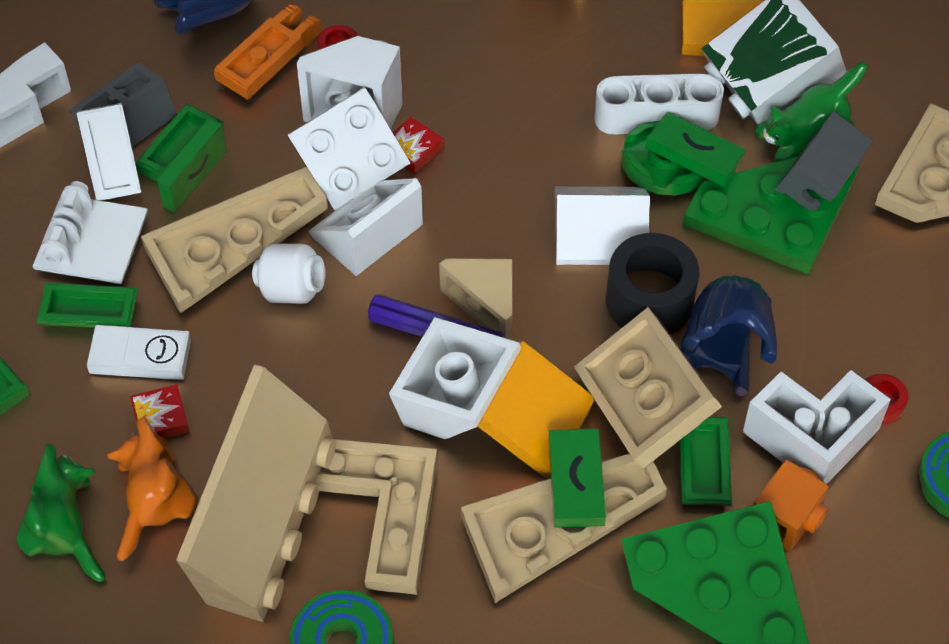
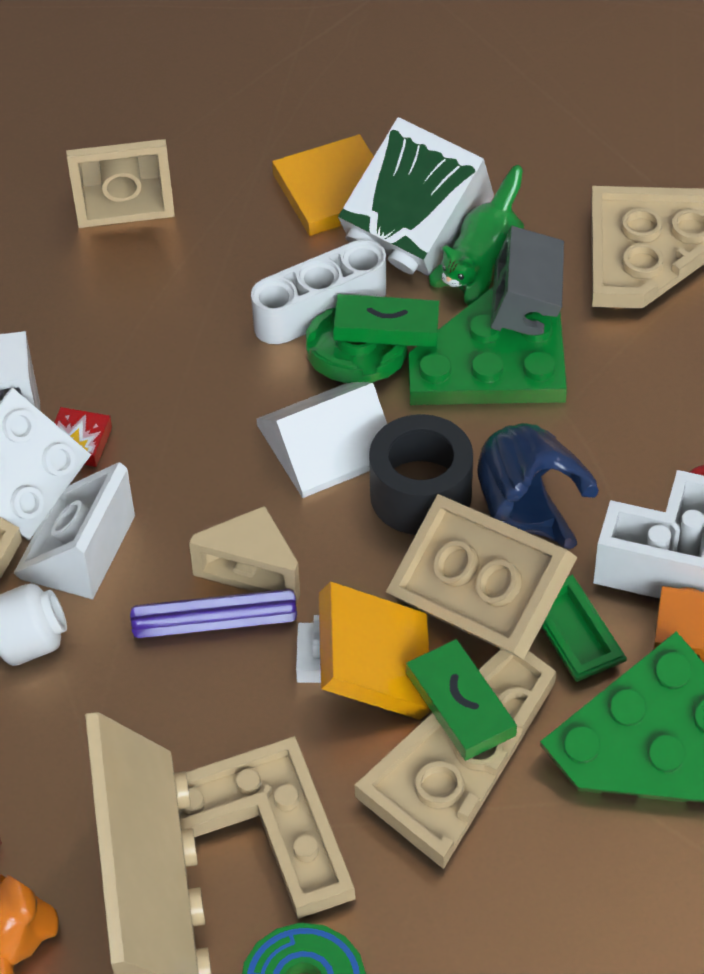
camera: 25 degrees left, 5 degrees down
(451, 378) = (276, 655): white slope -> none

